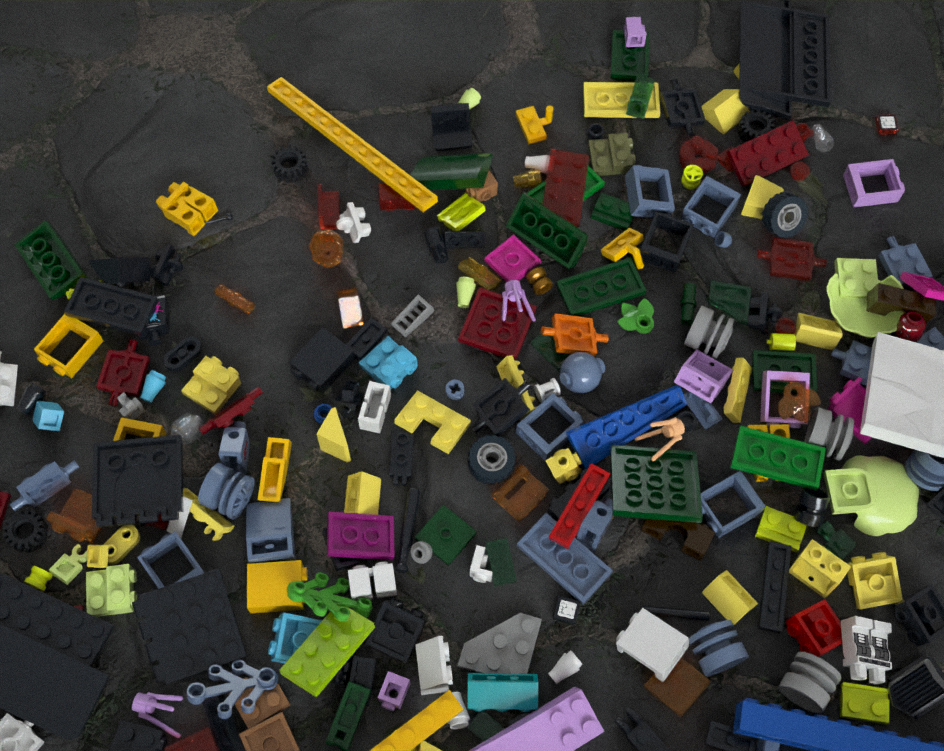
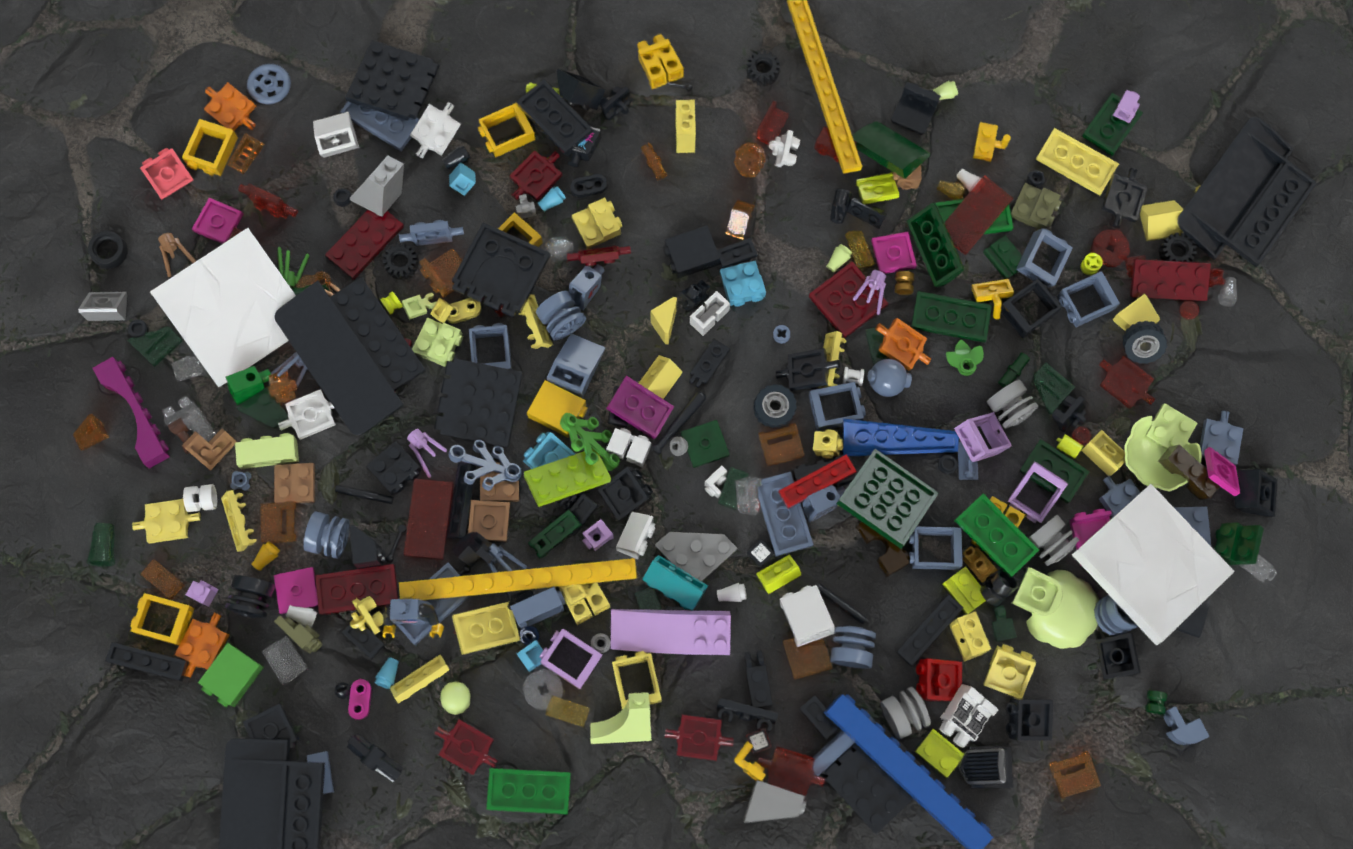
camera: 30 degrees right, 10 degrees up
(50, 260) = (530, 50): dark green slope -> none
(178, 525) = (511, 322): white sticker -> none
(247, 248) = (685, 126): none -> light yellow window
(274, 469) = (606, 319): yellow slope -> none
(323, 408) = (668, 290): blue plate -> none
(418, 300) = (783, 248): light grey slope -> none
(450, 423) = (761, 358): light yellow plate -> none
(461, 720) = (635, 584): white cone -> none
(520, 559) = (748, 495): none -> clear leg
(597, 620) = (779, 574): none -> neon yellow slope
(640, 97) = (1091, 171): clear green slope -> none
(672, 429) = (930, 464): light nougat plant -> none
(723, 239) = (1080, 333): sand blue hinge -> none
(729, 597) = (890, 617): light yellow panel -> none
(737, 390) = (1005, 464): light yellow plate -> none
(778, 495) = (978, 563): none -> pearl gold hips
(800, 405) = (1042, 504): clear orange plate -> none
(855, 187) = (1249, 342): lavender window -> none
(886, 124) = (1297, 311): tile -> none
(910, 326) = (1183, 495): dark red head -> none

